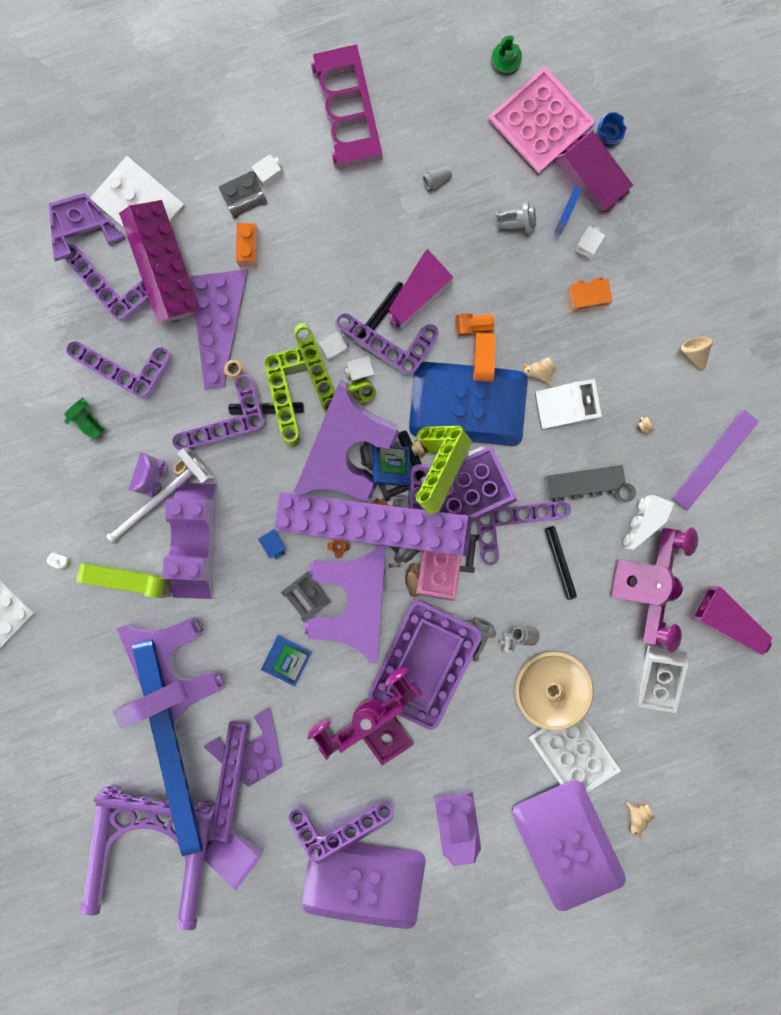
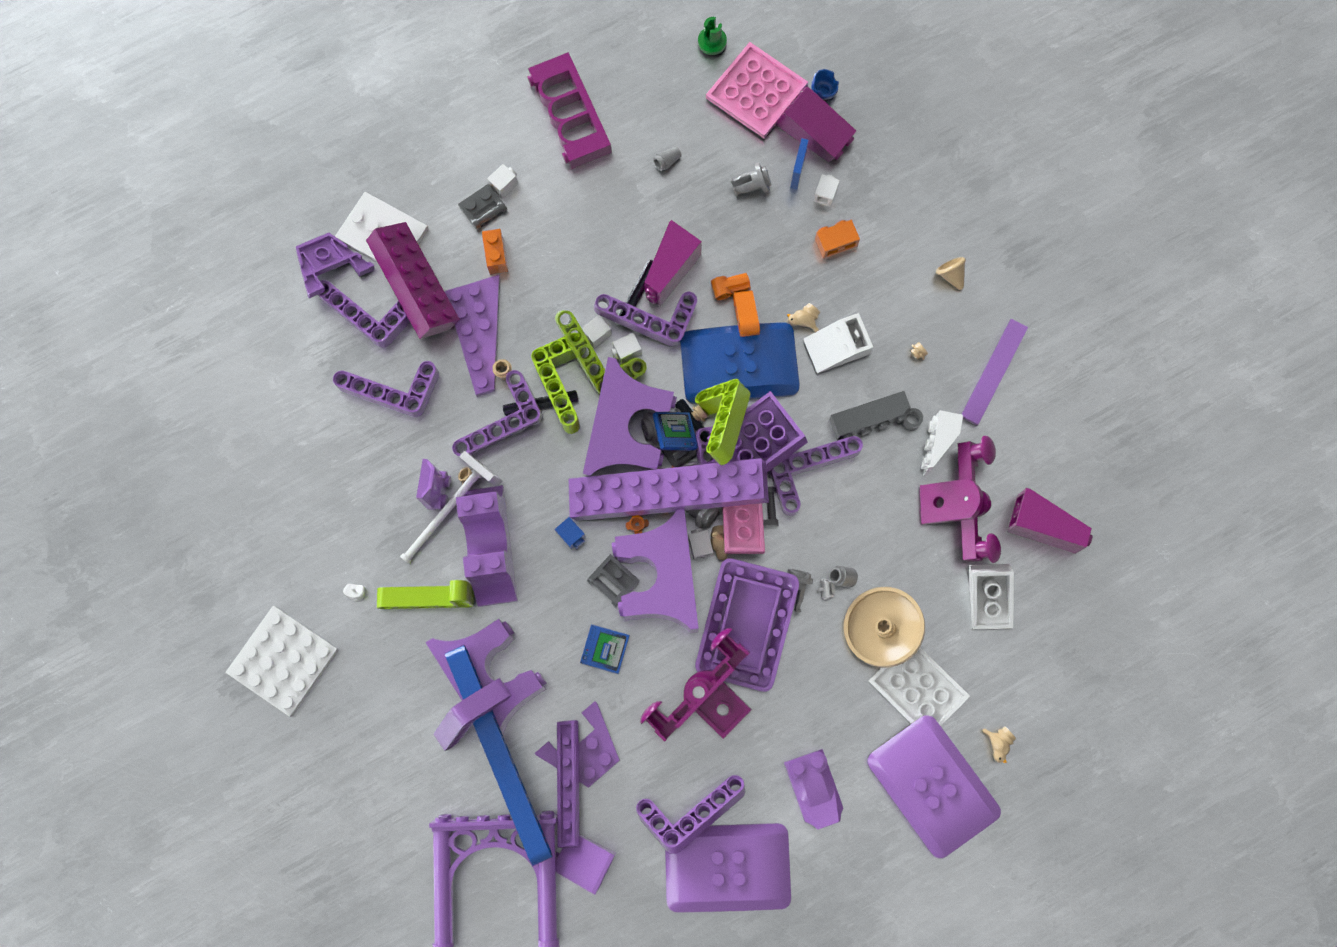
camera: 10 degrees left, 10 degrees down
(83, 419) = (359, 445): green piece -> none
(560, 562) = (863, 499): black axle -> none

